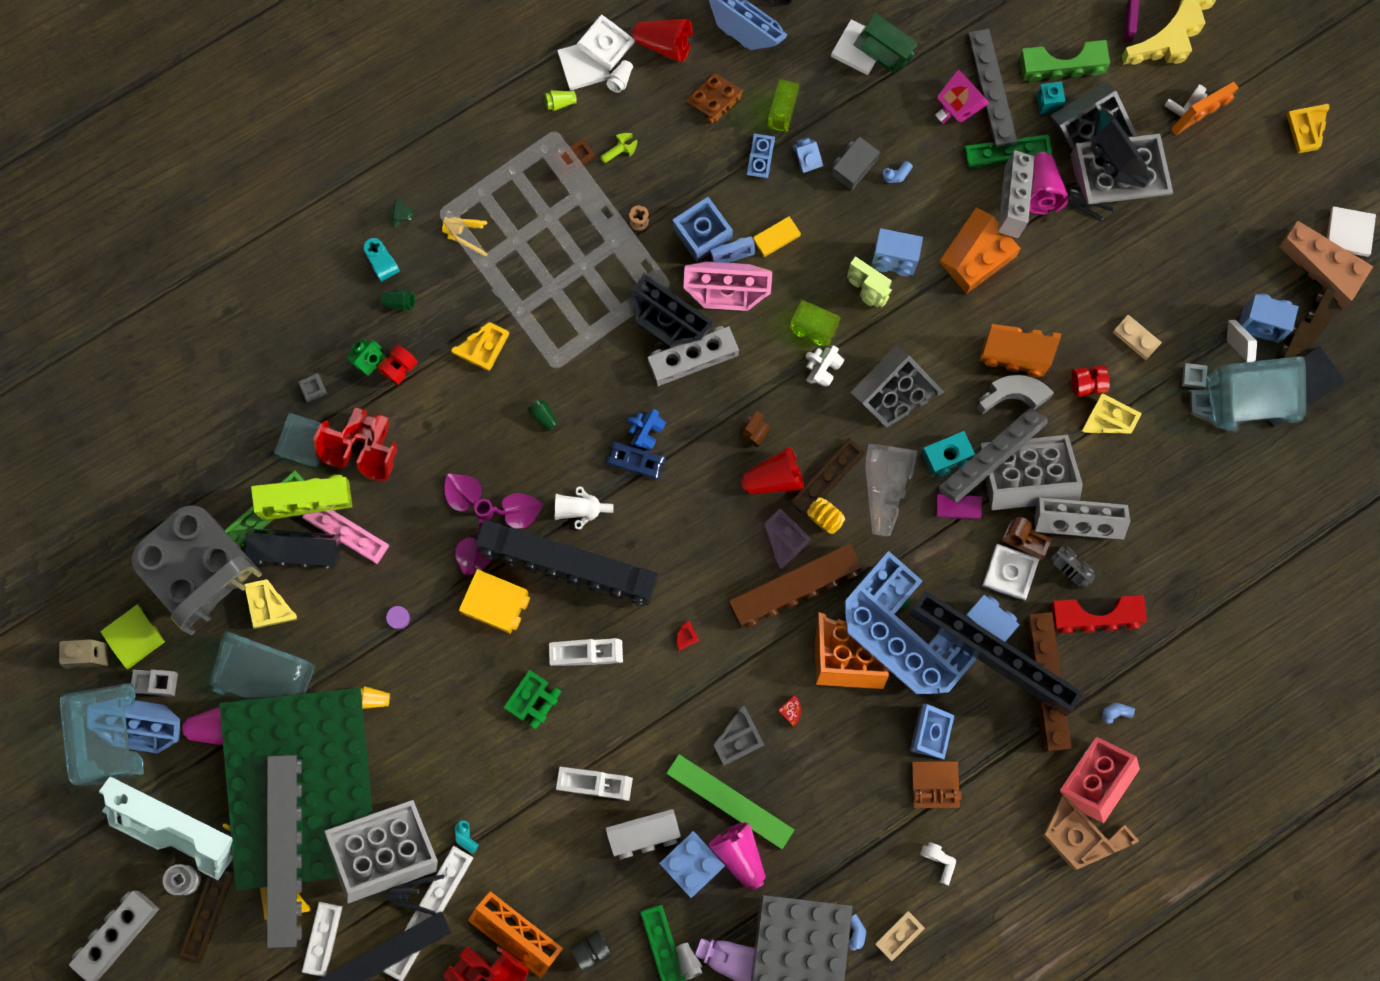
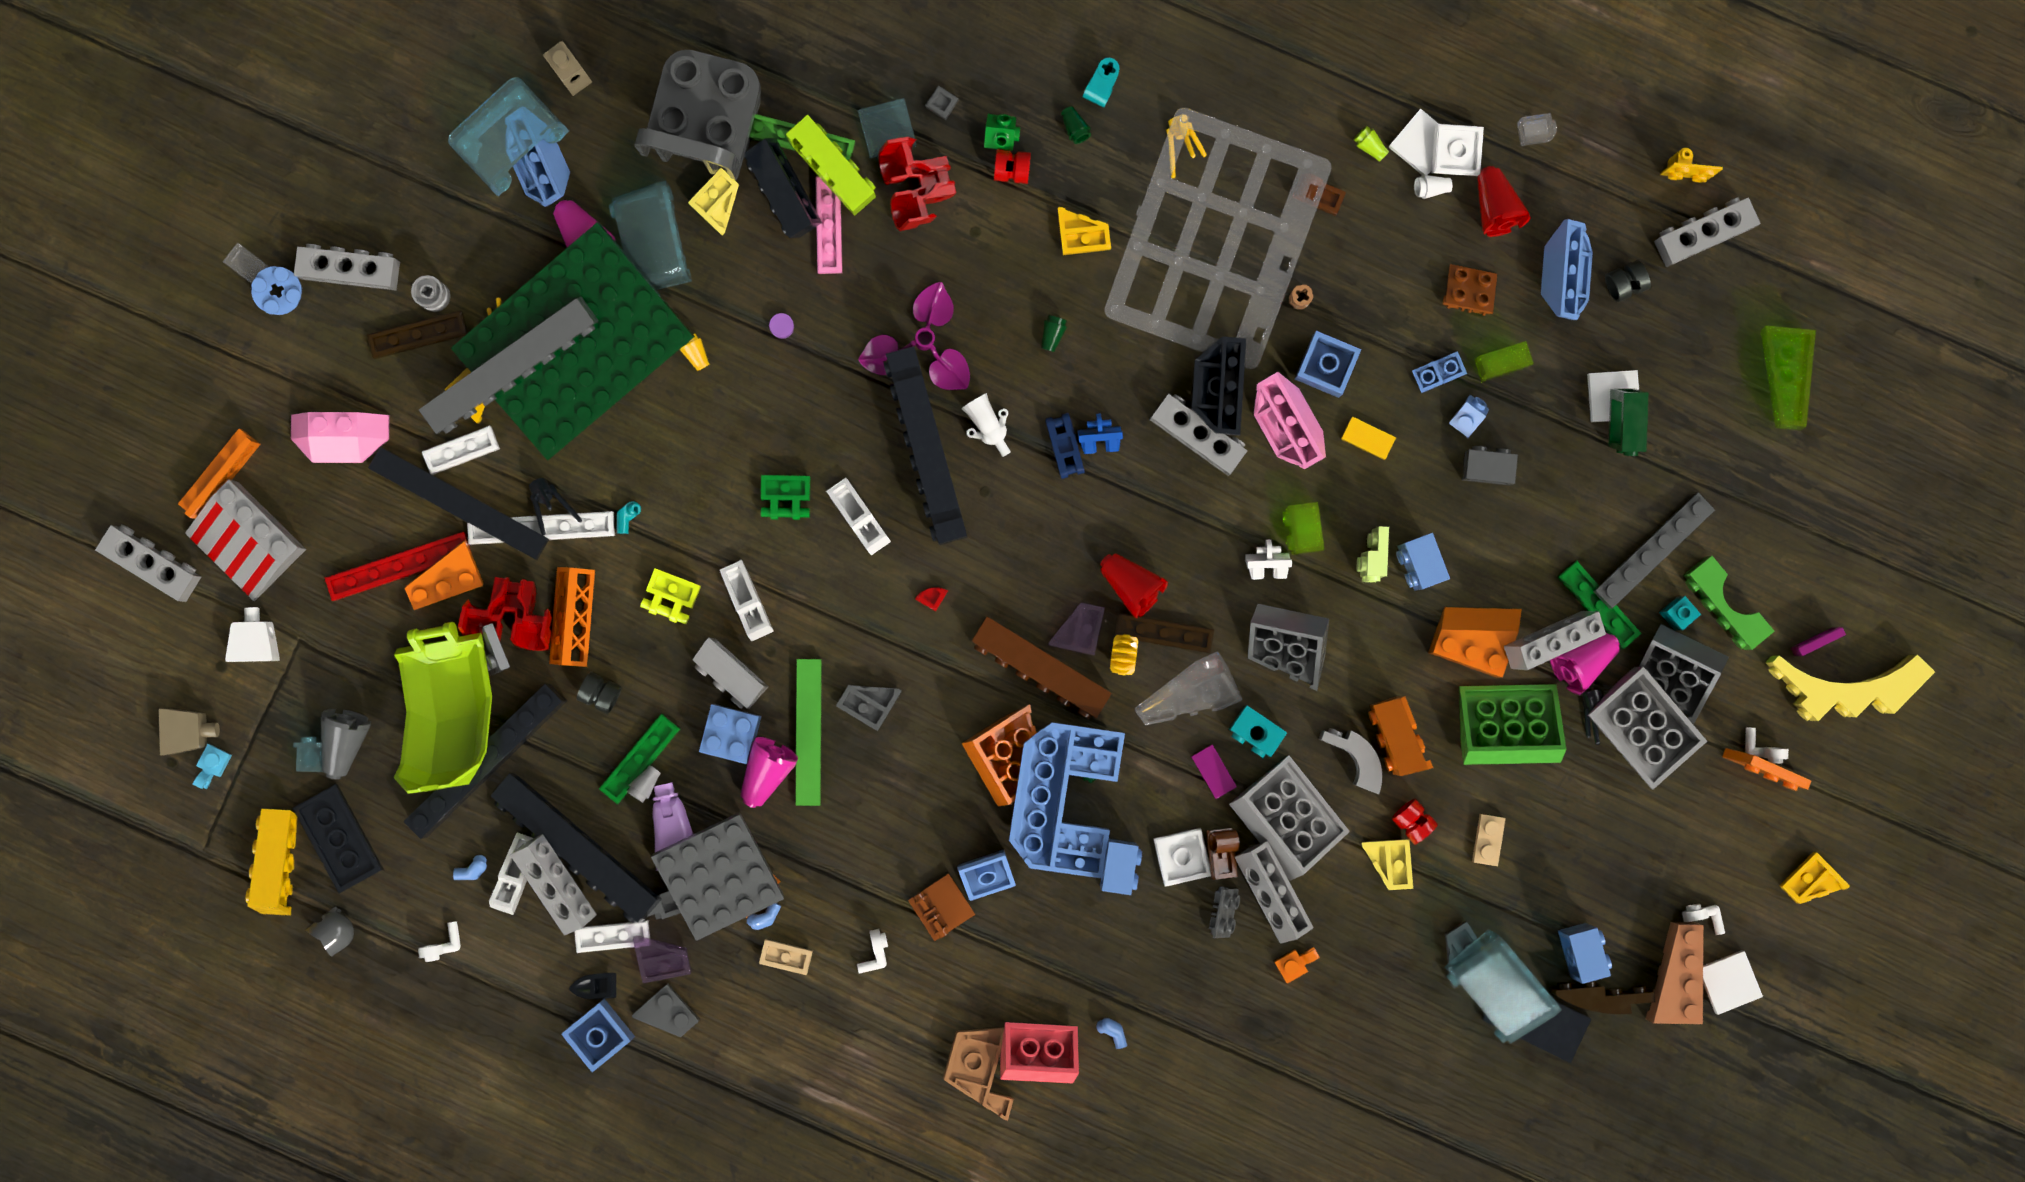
camera: 55 degrees right, 10 degrees up
(132, 636) = (611, 100): lime slope -> none
(155, 682) = (582, 149): light grey brick -> none
(166, 827) = (464, 247): light aqua piece -> none
(381, 851) = (565, 451): light grey slope -> none
(400, 213) = (1160, 70): clear green tile -> none
(494, 602) = (850, 404): yellow brick -> none
(546, 837) = (671, 588): none -> neon yellow plate
(622, 138) = (1361, 233): lime bar -> none
(733, 251) = (1331, 411): medium blue plate -> none
(754, 429) = (1164, 537): reddish brown plate -> none
(791, 711) = (925, 736): red tile -> none
(899, 175) = (1504, 514): medium blue arm -> none
(960, 99) = (1620, 526): dark pink torso -> none
(993, 455) = (1282, 774): dark grey plate -> none
(996, 653) = (1089, 890): black brick -> none
(1044, 651) = (1098, 953): reddish brown brick -> none
(1059, 267) = (1511, 724): none -> bright green slope
(1118, 152) = (1656, 712): black wedge -> none
(1127, 612) = (1212, 985): red arch -> none
(1146, 541) = (1293, 965): none -> orange plate
(1194, 376) = (1484, 916): light grey plate -> none
(1241, 341) = (1543, 941): white tile -> none
(1283, 222) = (1695, 913): none -> white plate

